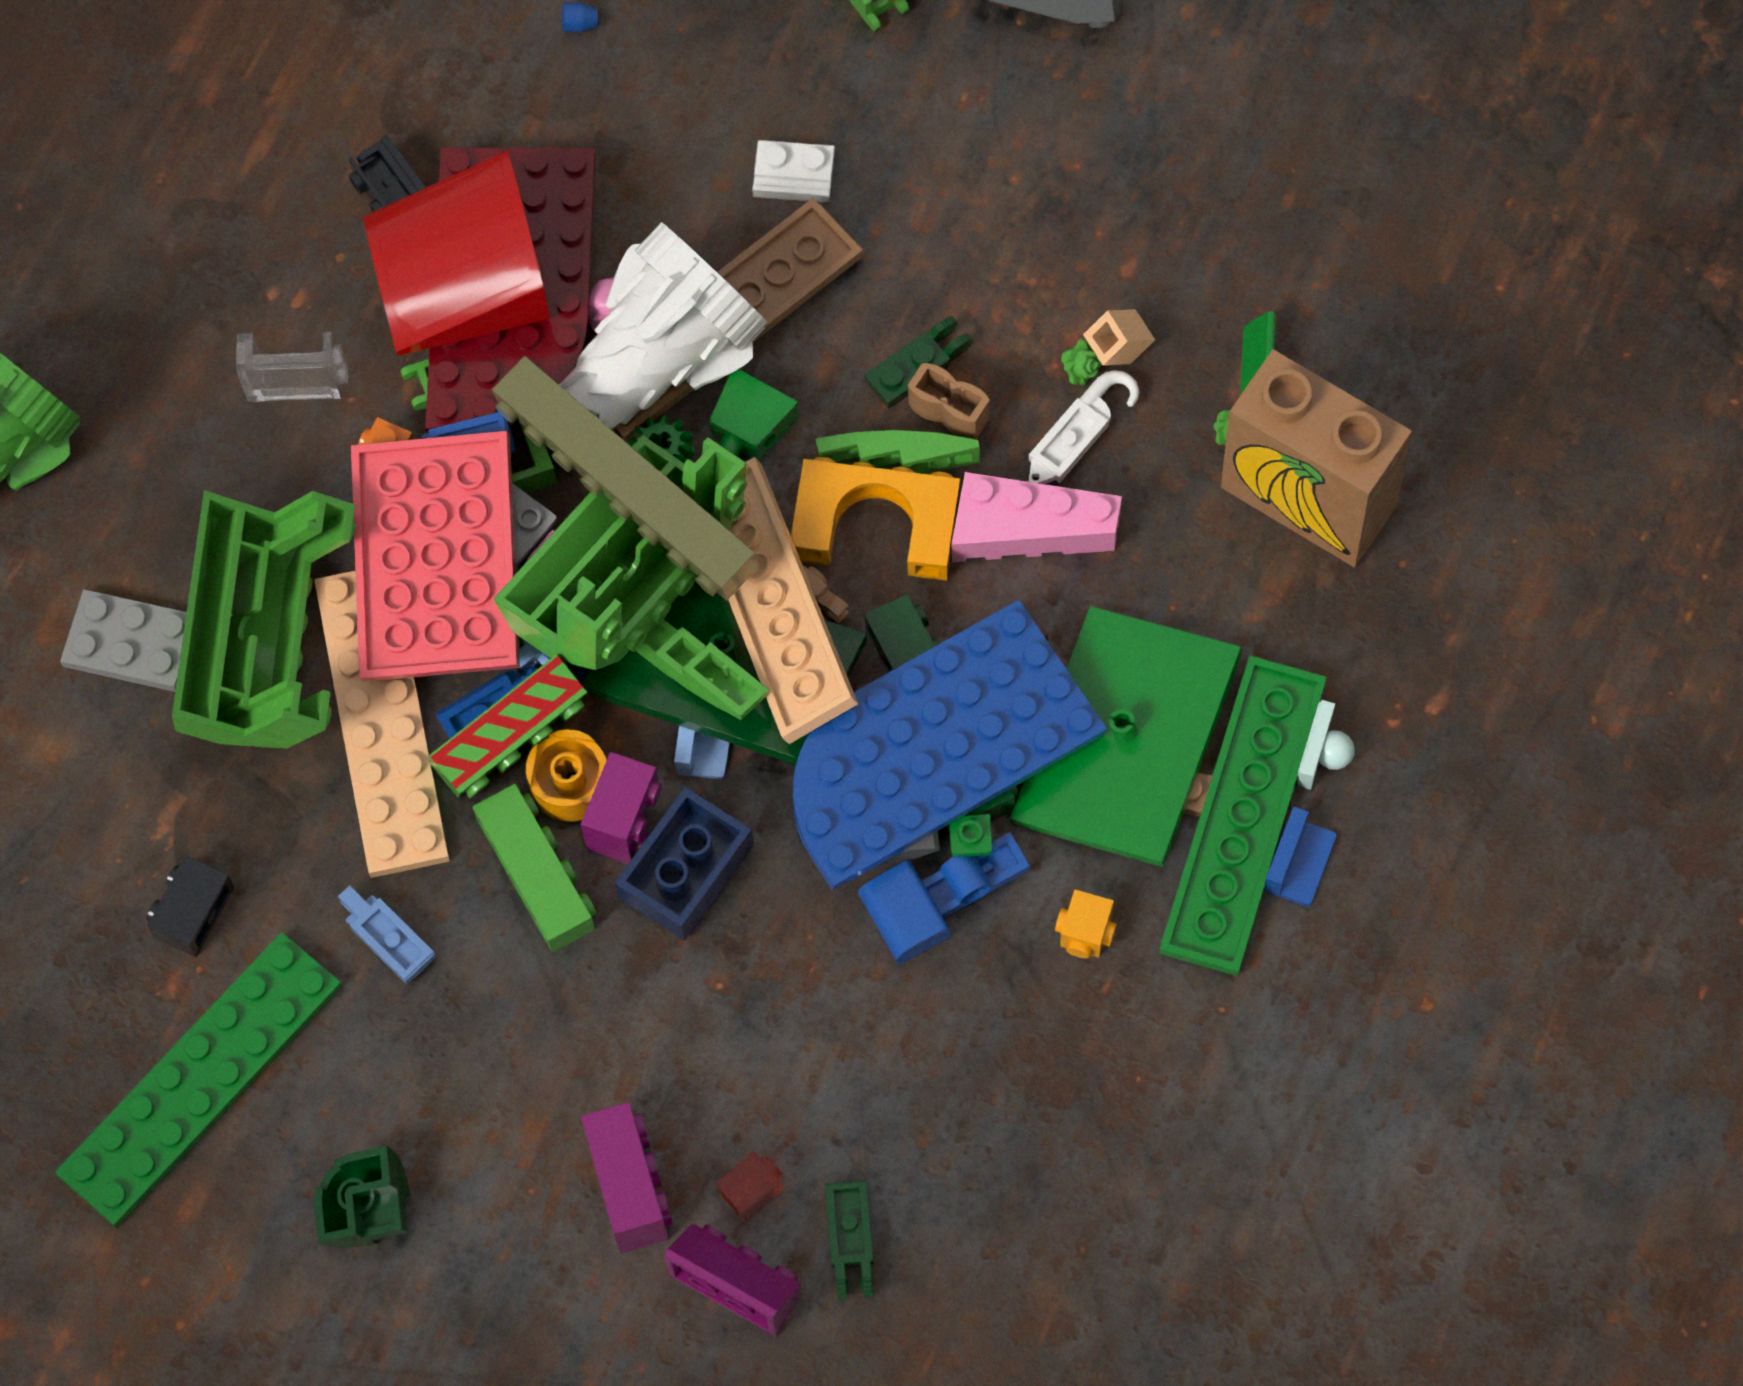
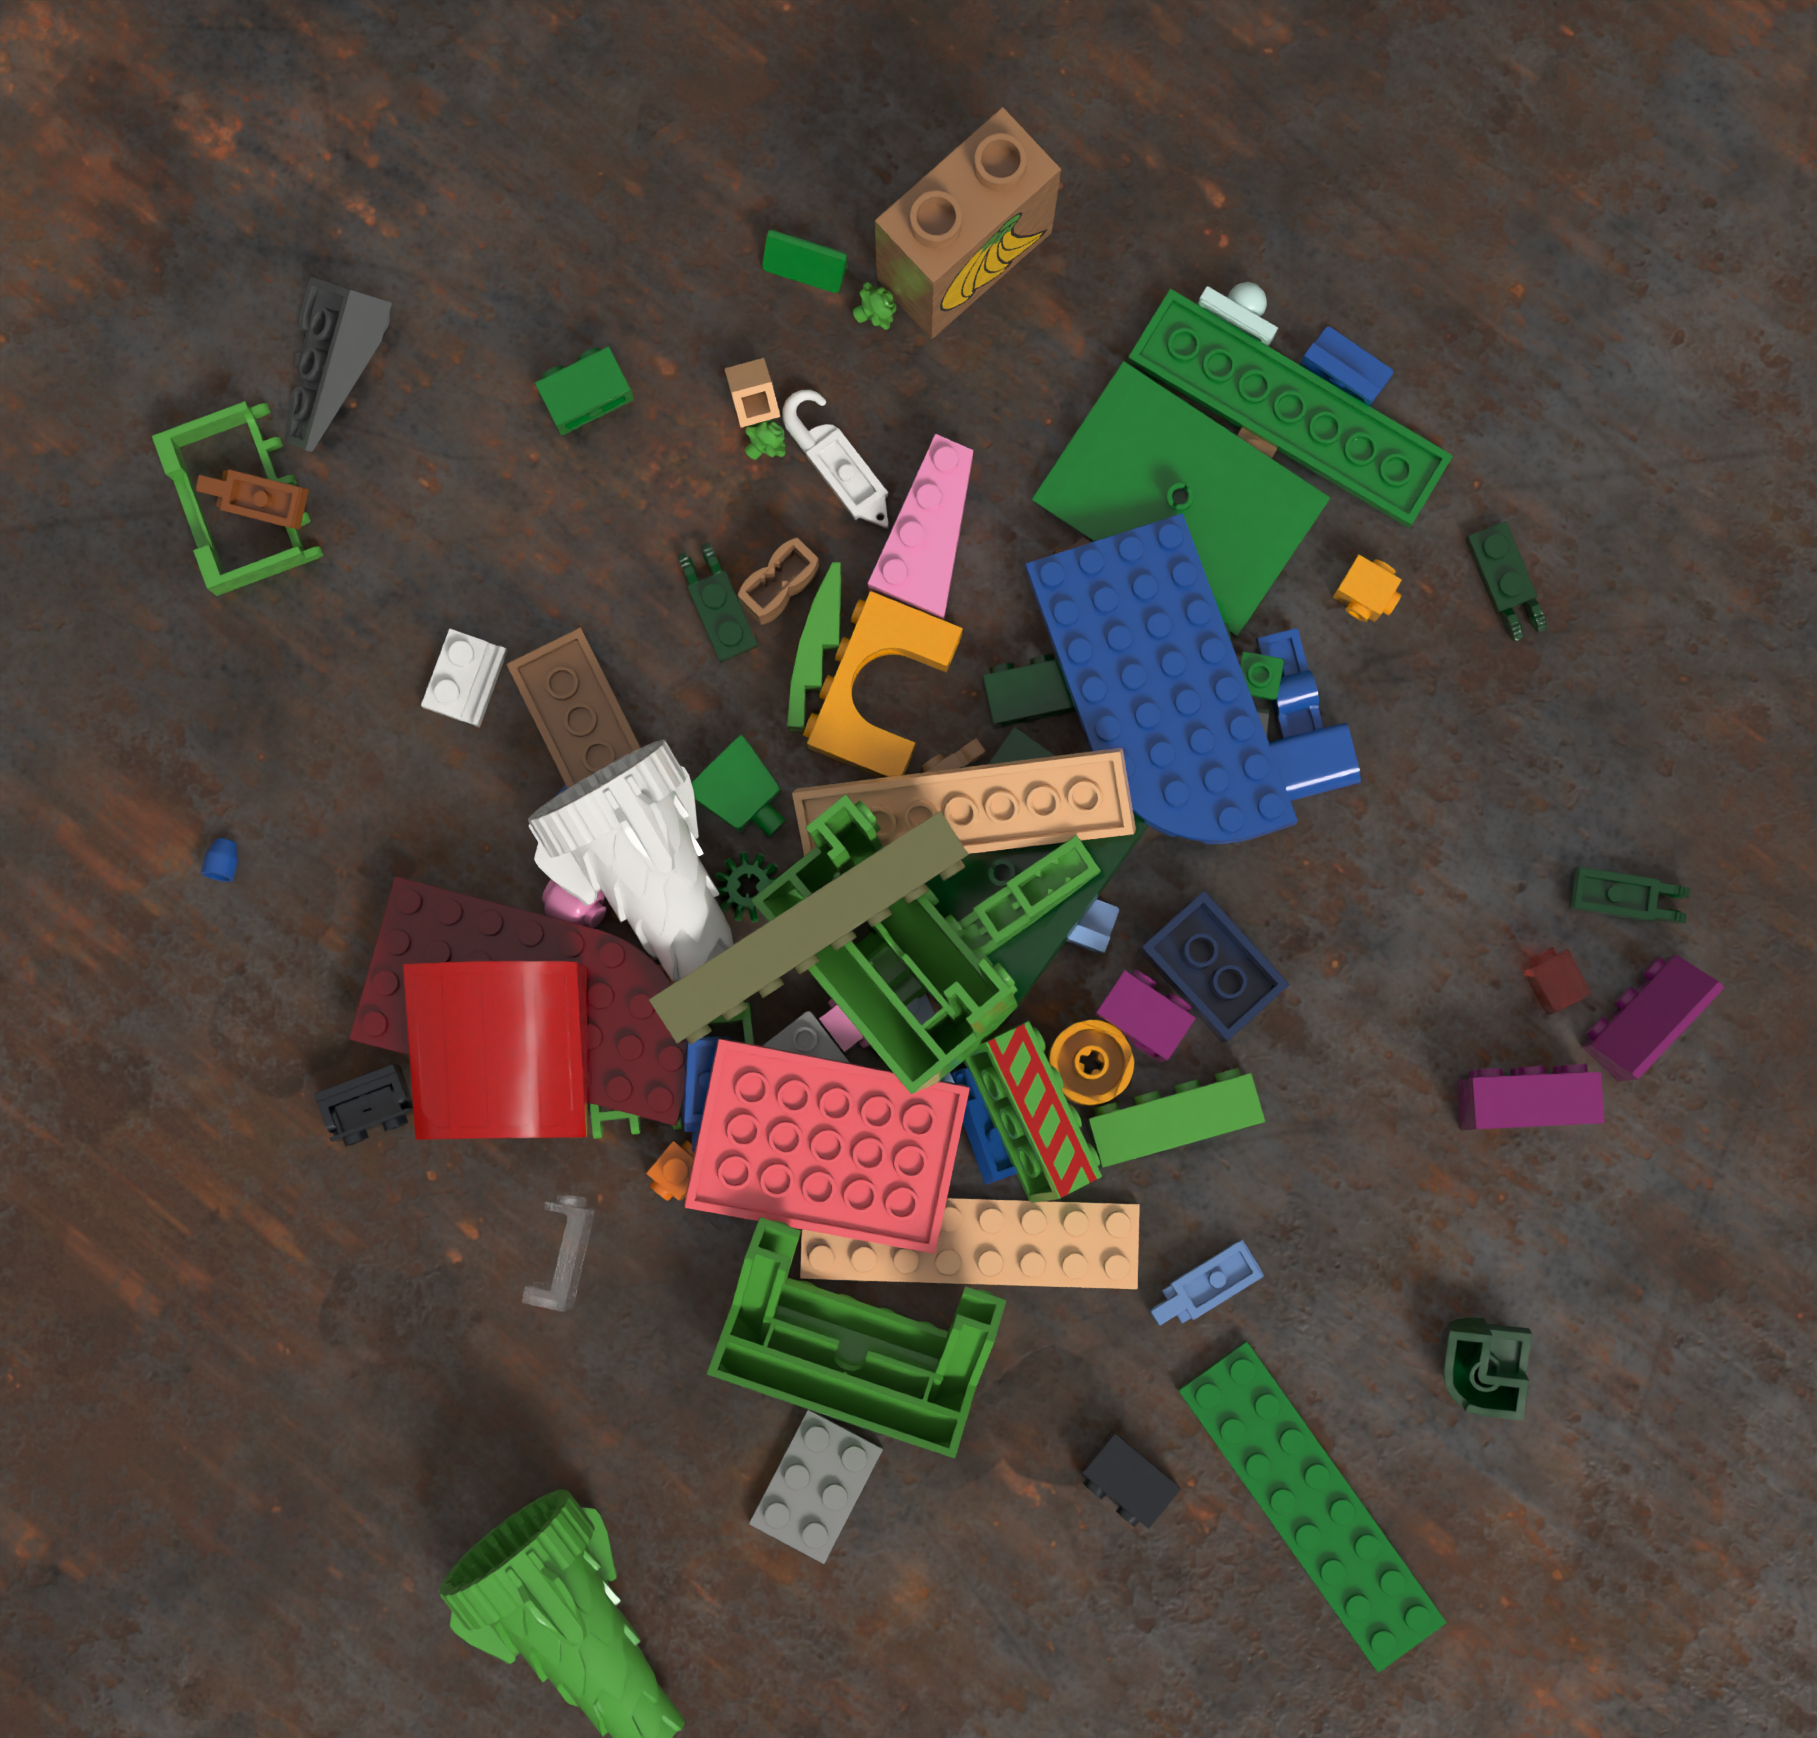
camera: 80 degrees left, 15 degrees up
(1083, 200) = (584, 389): none -> green brick
(1135, 1054) = (1505, 578): none -> dark green hinge

